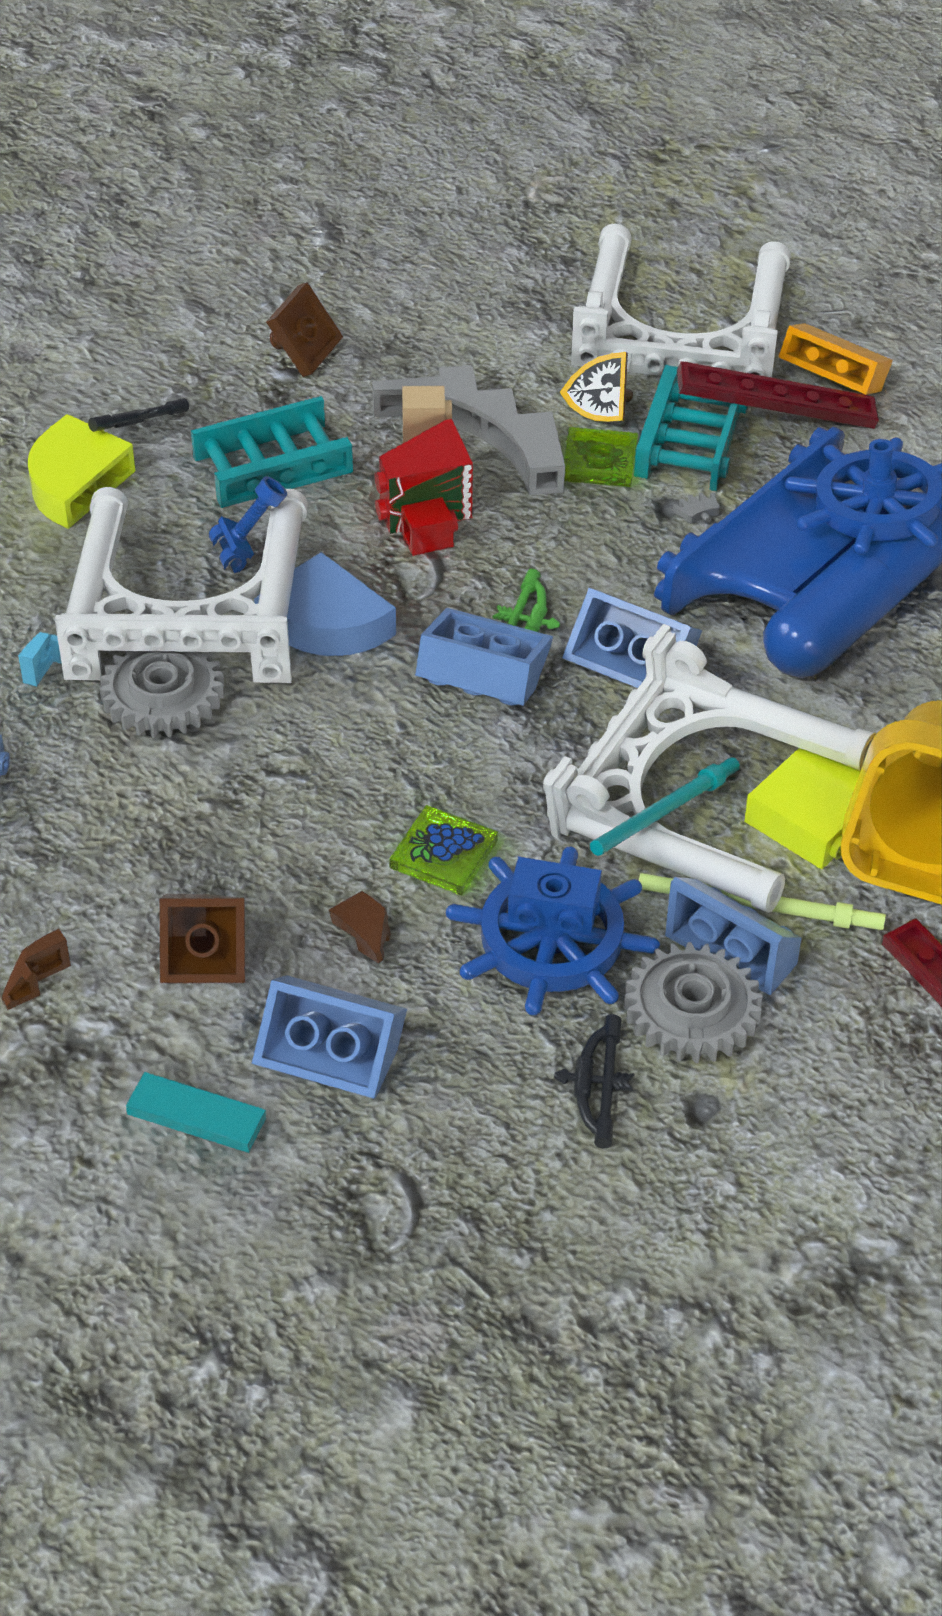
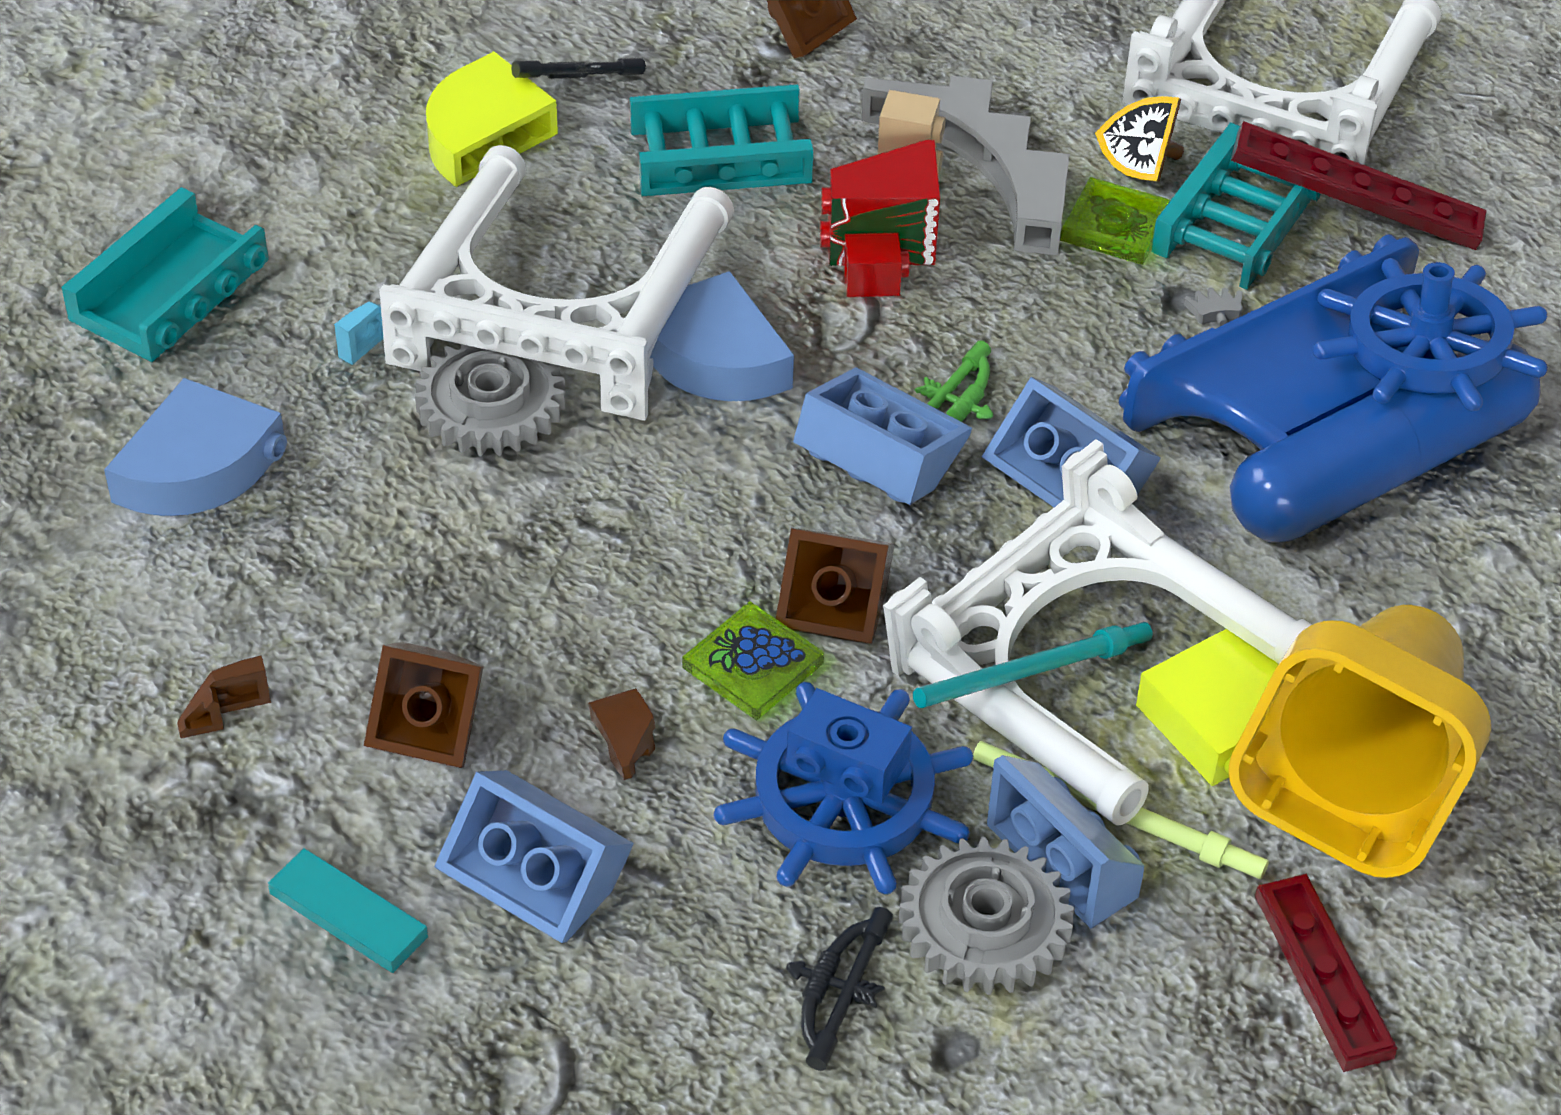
camera: 15 degrees right, 0 degrees up
(234, 541) = (685, 189): blue bar -> none
(488, 778) = (834, 584): none -> reddish brown slope
(835, 358) = (1450, 154): light orange brick -> none

